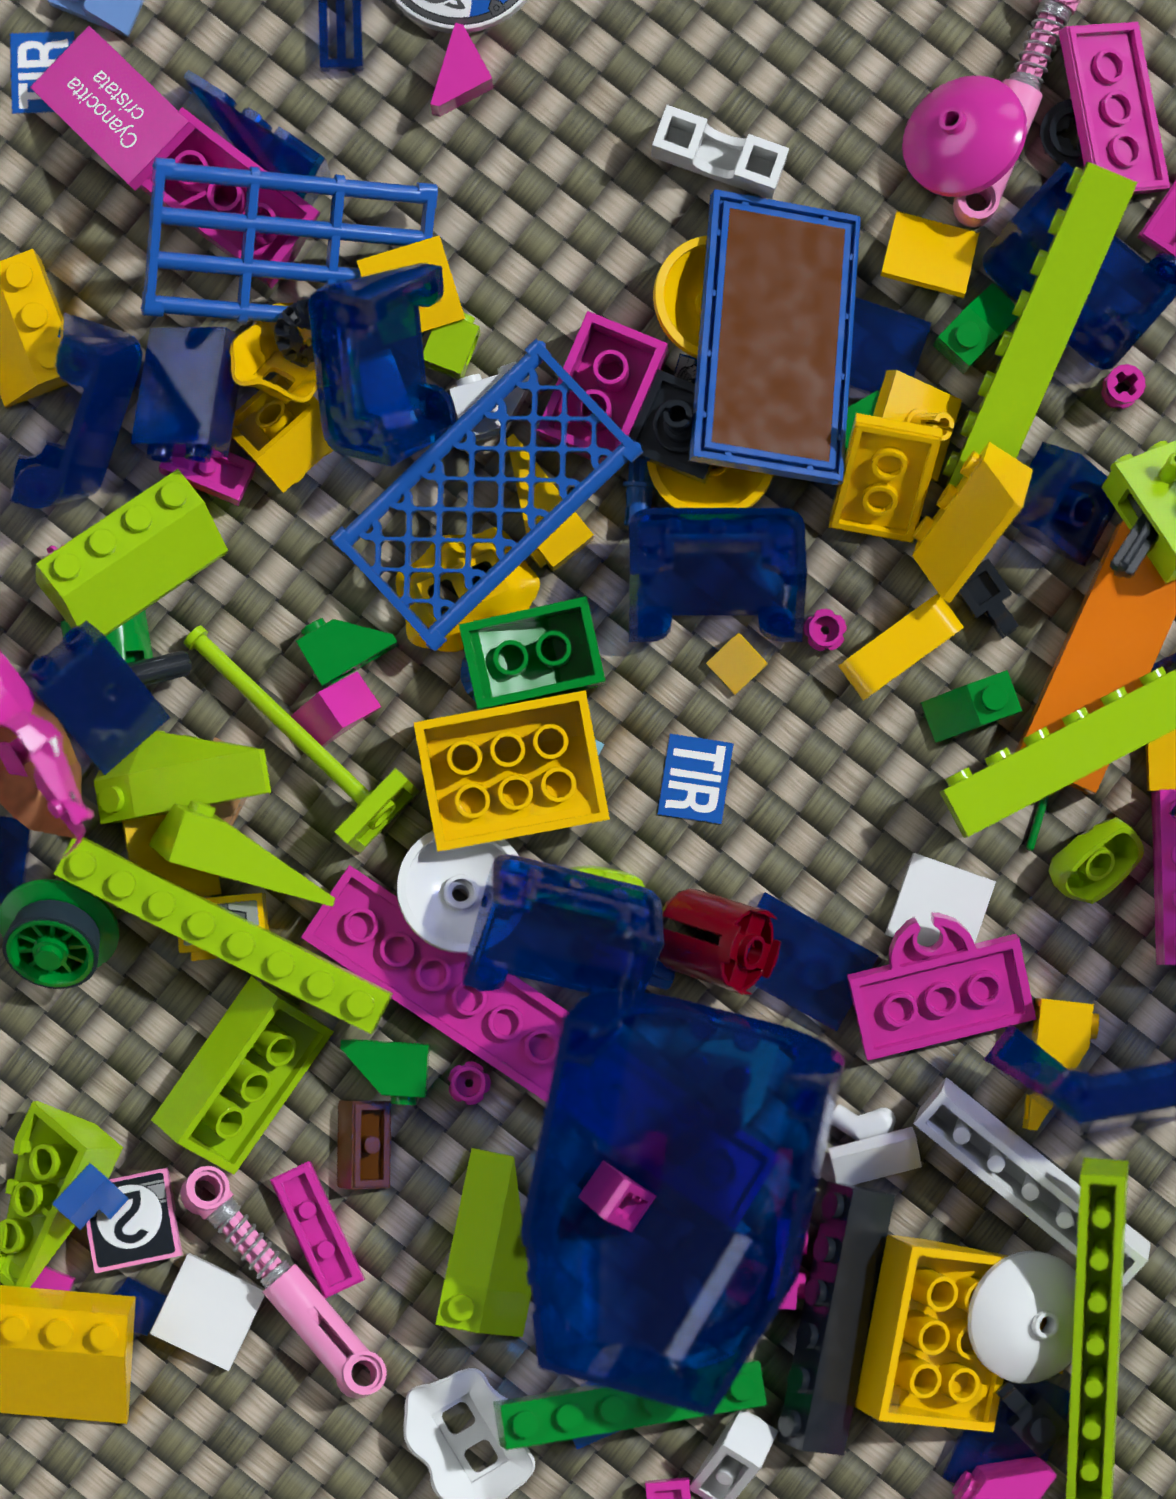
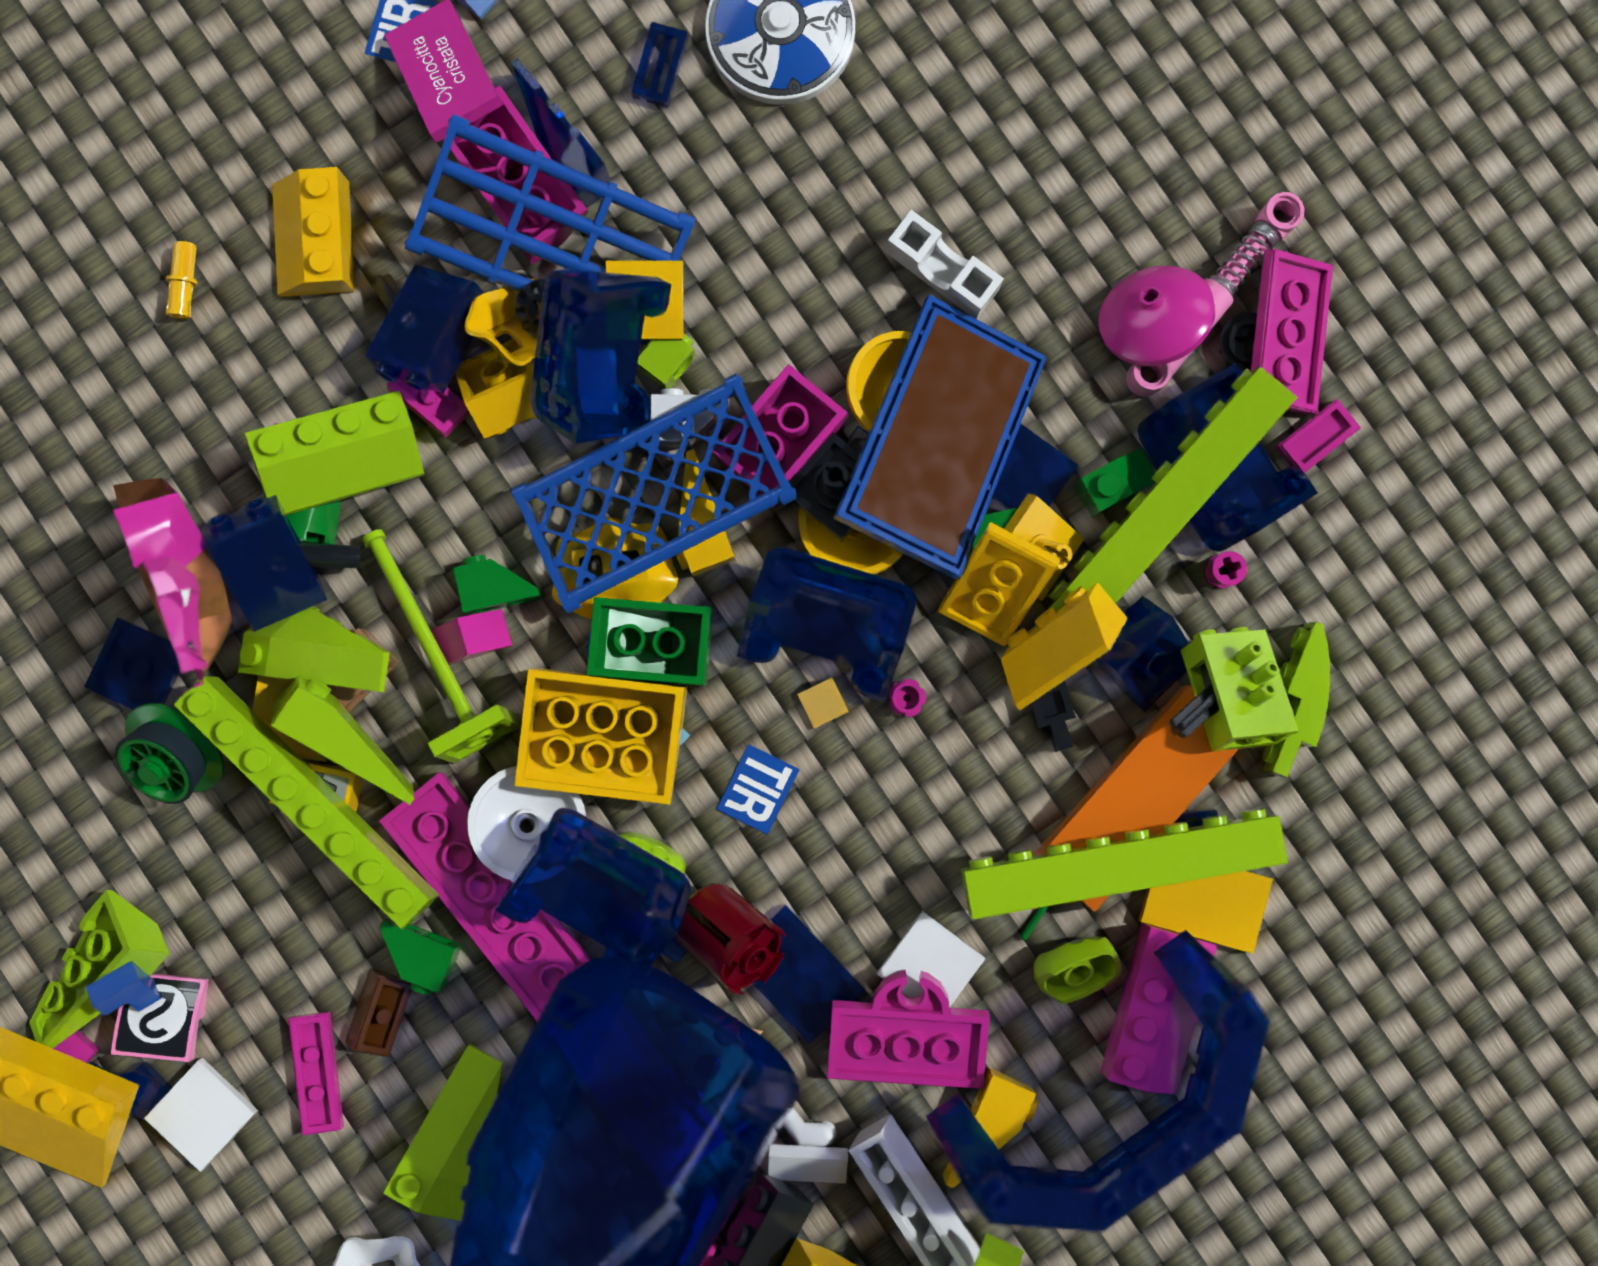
camera: 20 degrees right, 0 degrees up
(107, 368) = (357, 293): clear blue windscreen -> none
(242, 1076) = (287, 926): lime slope -> none
(287, 1287) = (271, 1119): bright pink piece -> none
(457, 1079) = (474, 994): dark pink plate -> none
(461, 74) = (746, 134): dark pink slope -> none
(616, 1197) = (570, 1135): dark pink slope -> none
(639, 489) = (786, 529): blue axle -> none
(900, 646) = (966, 732): yellow beam -> none
(929, 254) = (1095, 407): yellow piece -> none
(971, 706) = (1011, 802): green slope -> none

